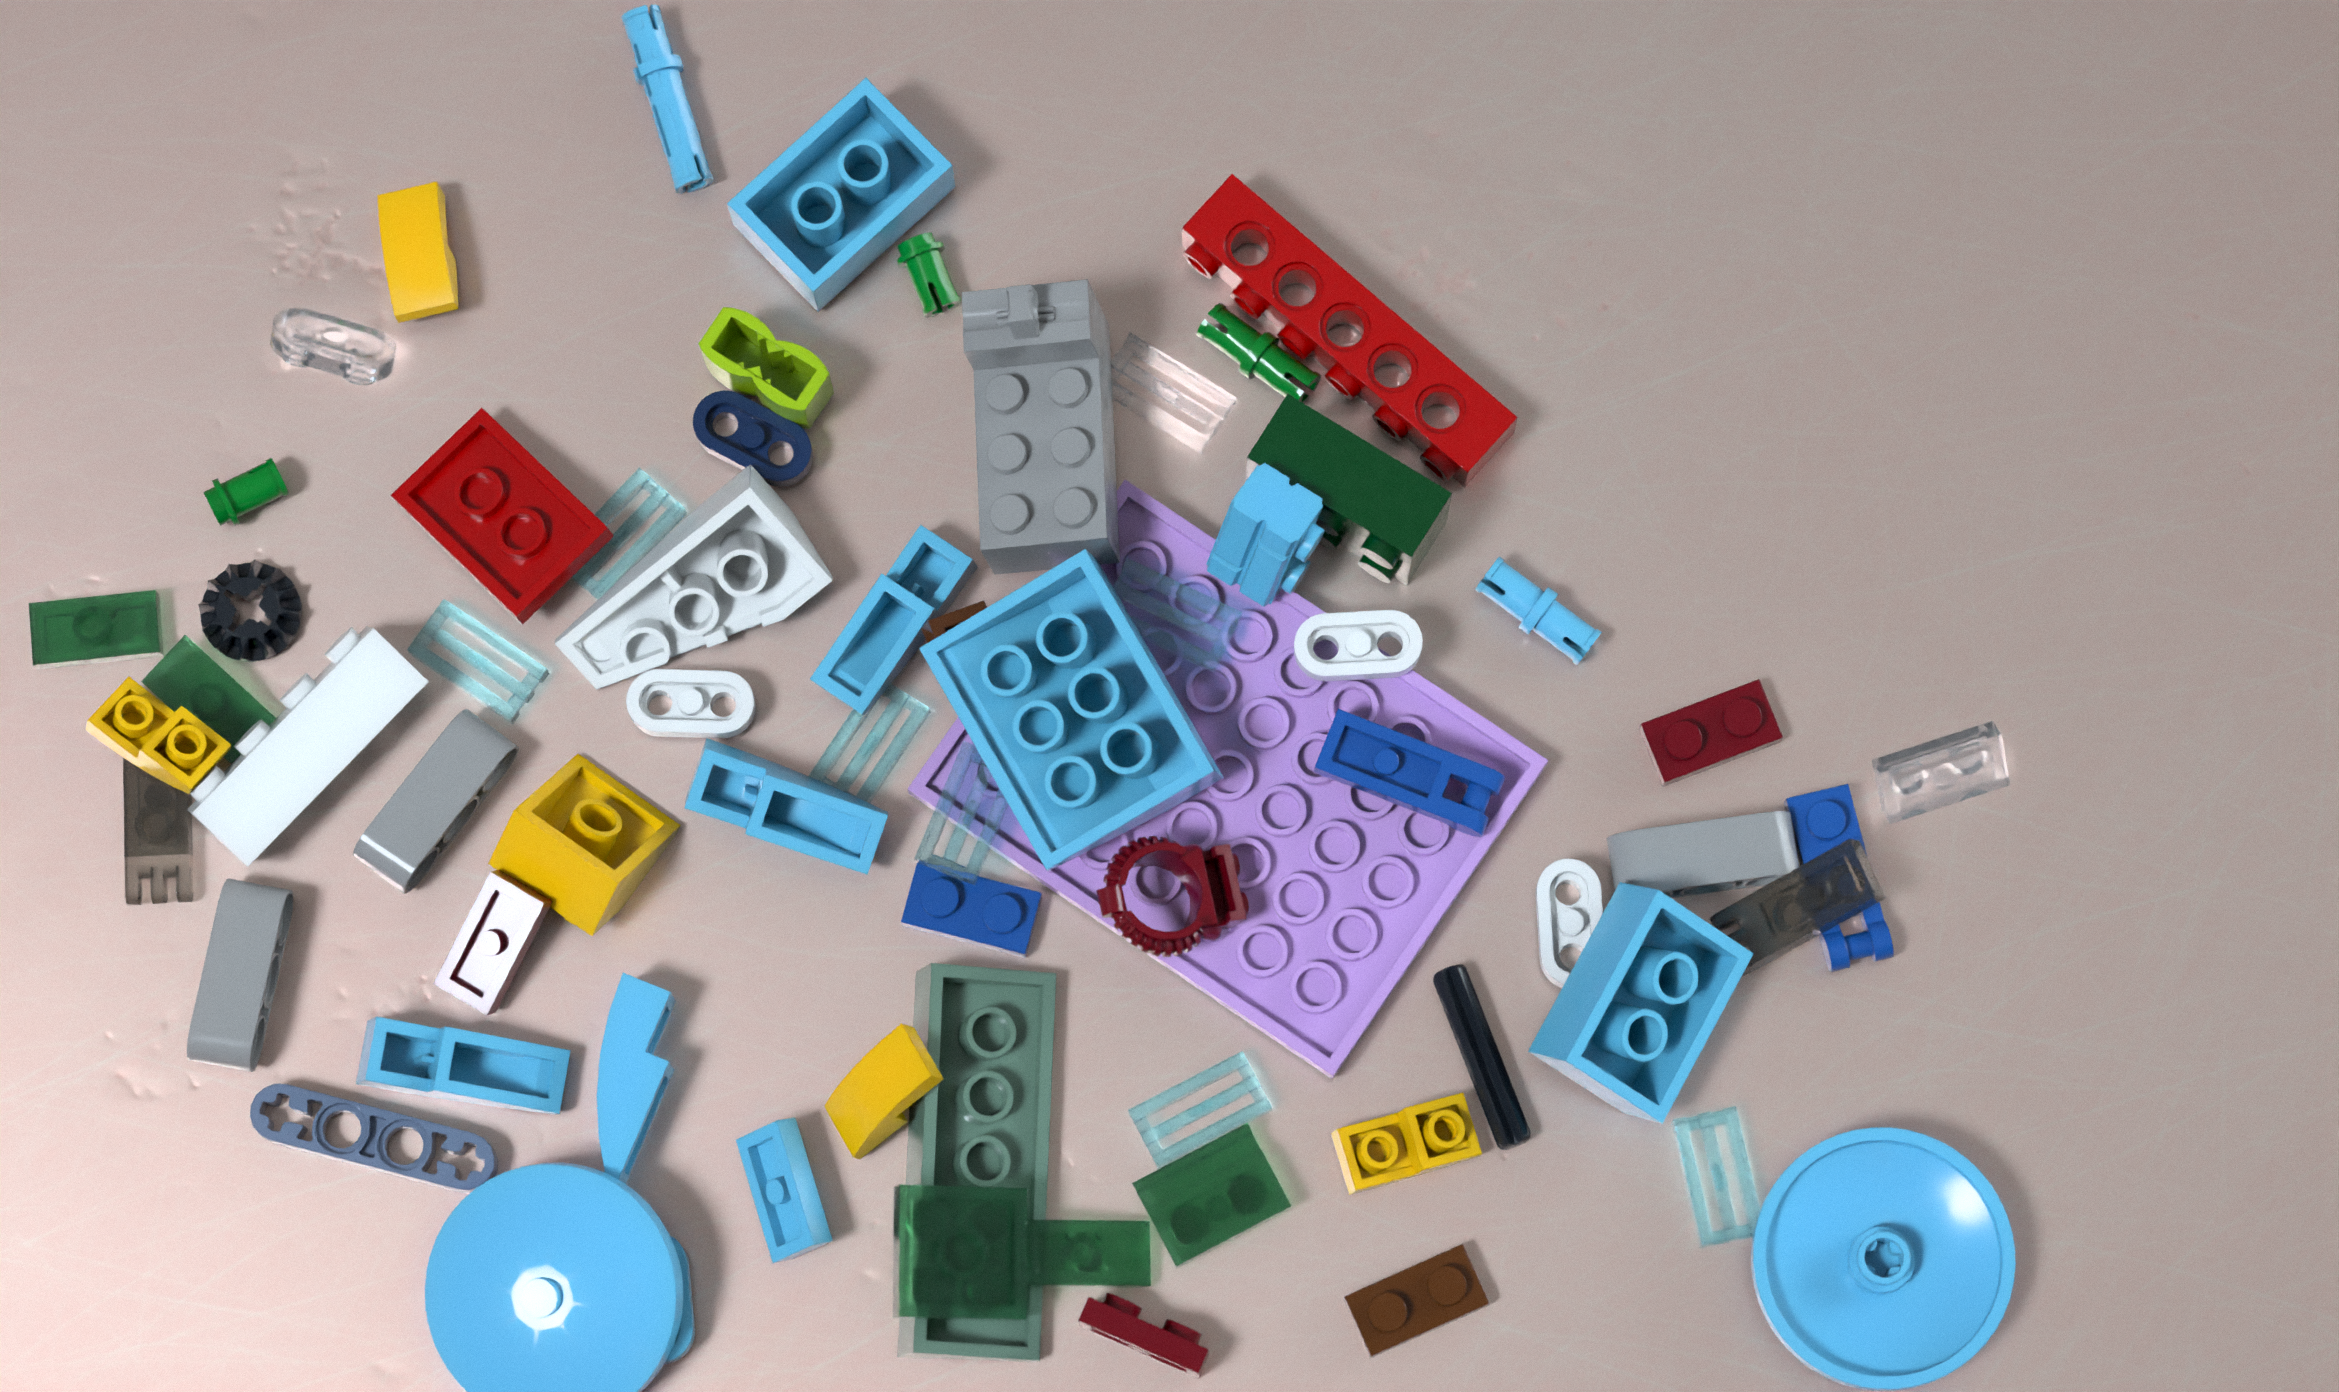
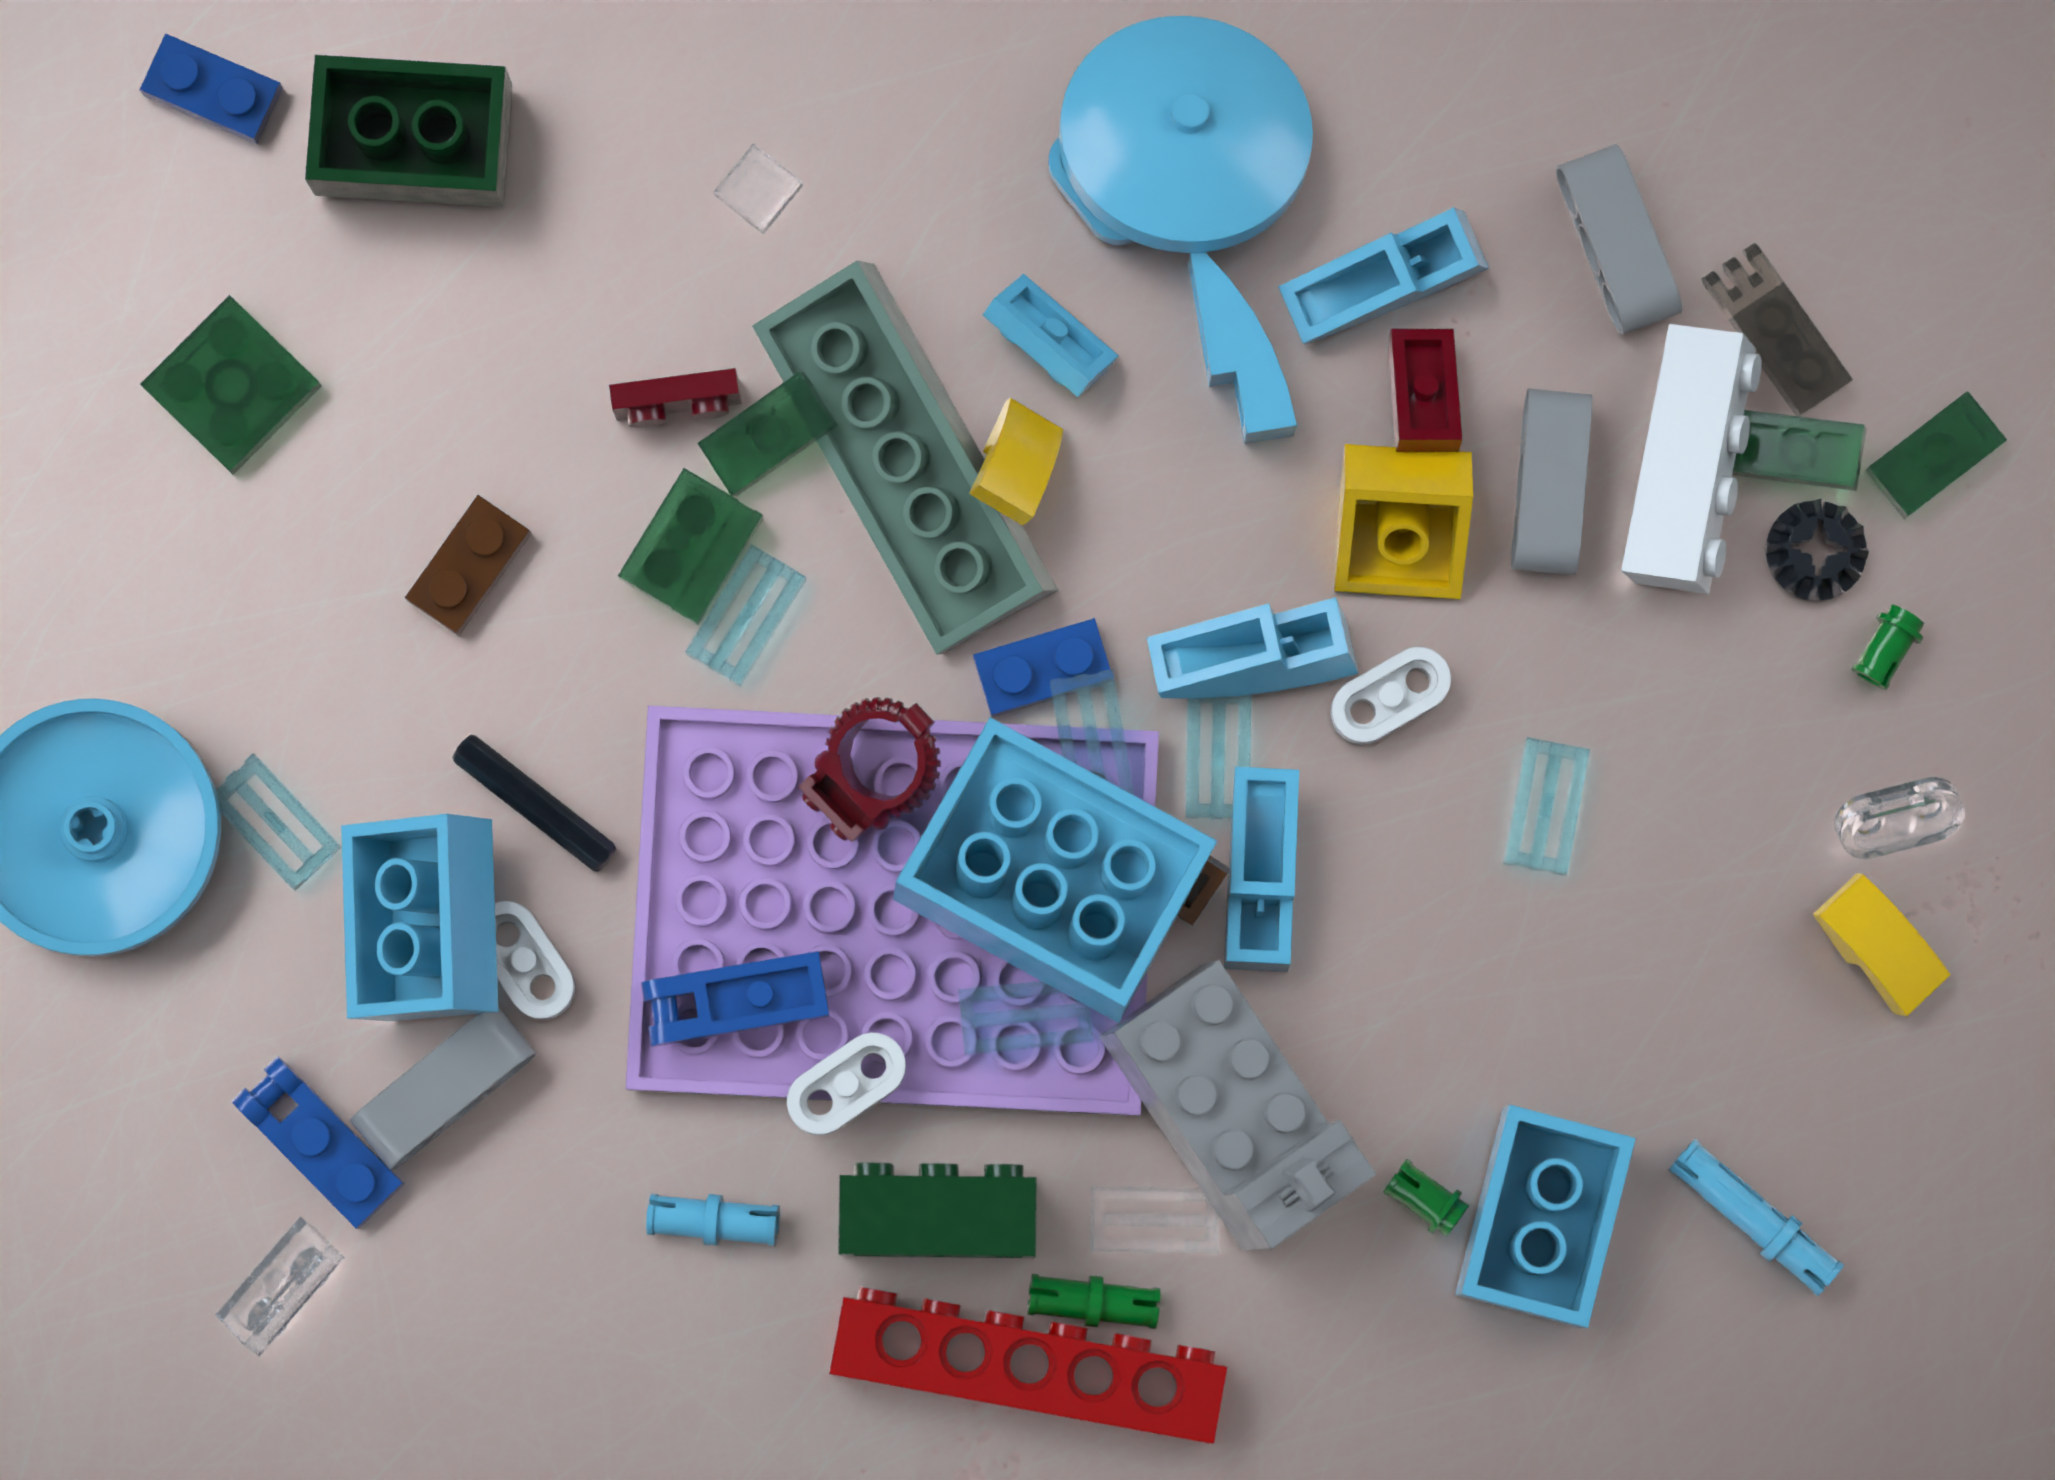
camera: 145 degrees right, 5 degrees up
(155, 738) = (1818, 387): yellow slope -> none
(372, 1145) = (1416, 167): sand blue beam -> none
(502, 515) = (1655, 755): red plate -> none
(521, 691) = (1543, 623): clear light blue tile -> none
(716, 574) = (1443, 816): white wedge -> none
(753, 363) = (1490, 1018): lime brick -> none
(755, 439) = (1485, 957): dark blue plate -> none
(960, 1253) = (866, 361): clear green plate -> none
(1267, 536) = (978, 1124): medium azure brick -> none
(1406, 1143) = (554, 691): yellow slope -> none
(1710, 732) = (501, 1204): dark red plate -> none
(1802, 904) = (331, 1091): clear smoke hinge -> none

